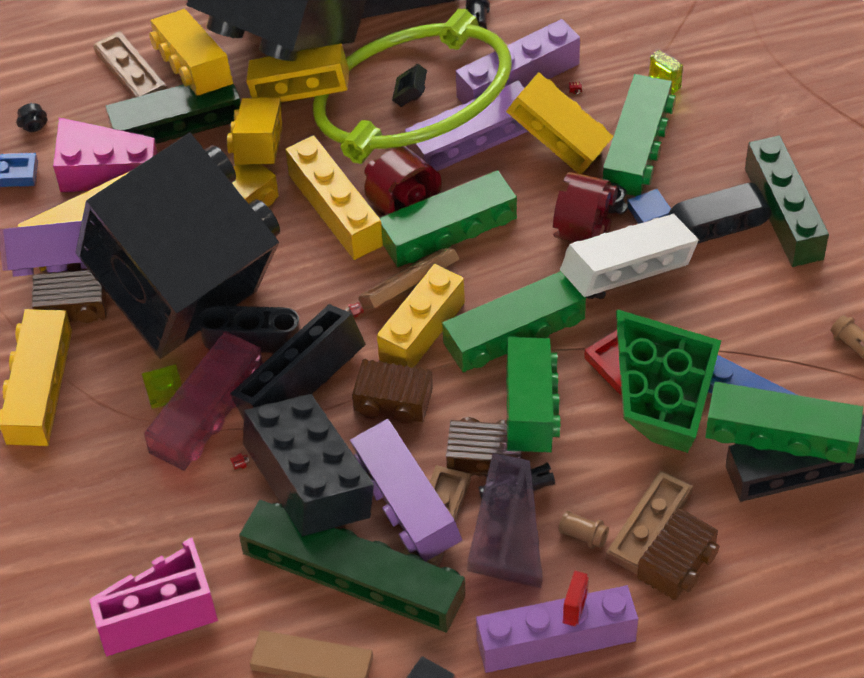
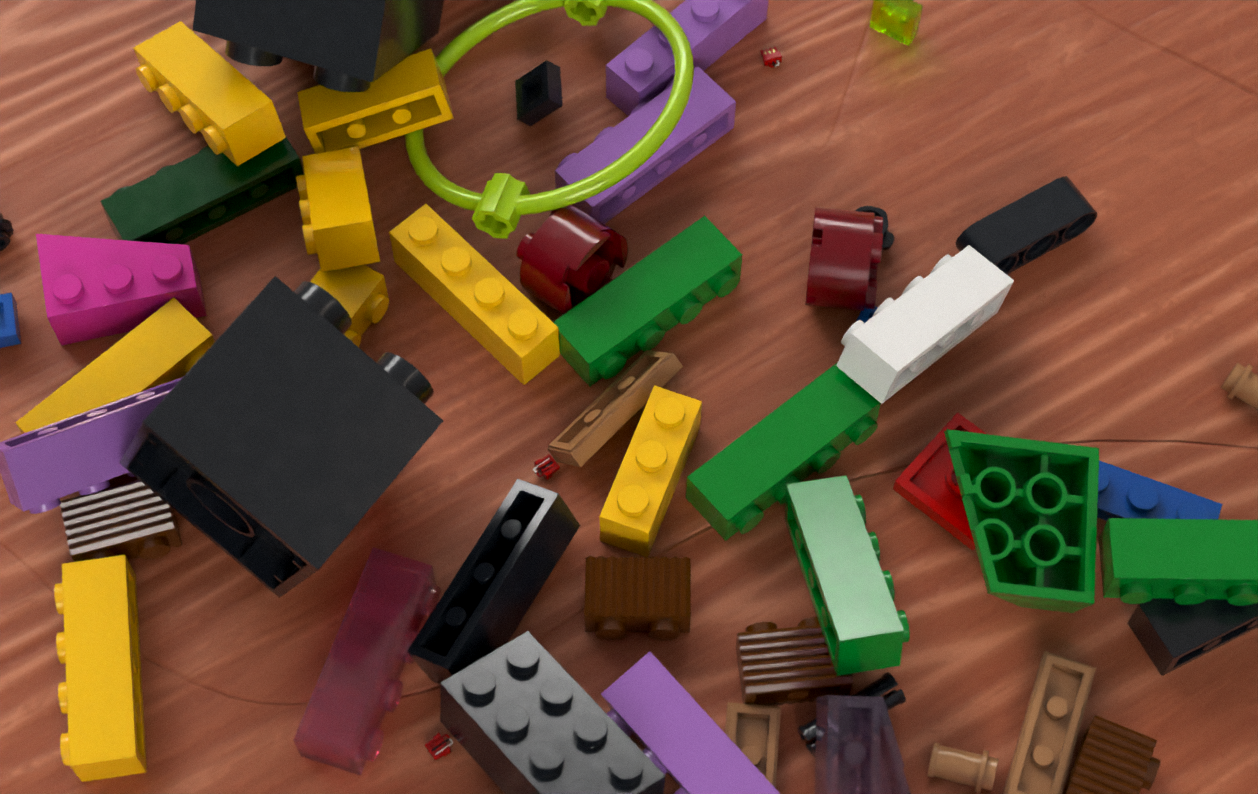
camera: 15 degrees left, 10 degrees up
(128, 65) = (117, 125): medium nougat tile -> none
(161, 385) = (296, 644): clear neon green plate -> none
(261, 326) = (428, 542): black beam -> none
(559, 123) = (774, 127): yellow brick -> none
(638, 133) = (883, 122): brick -> none
(648, 206) = (925, 235): tile -> none
(793, 211) = (1129, 211): brick -> none

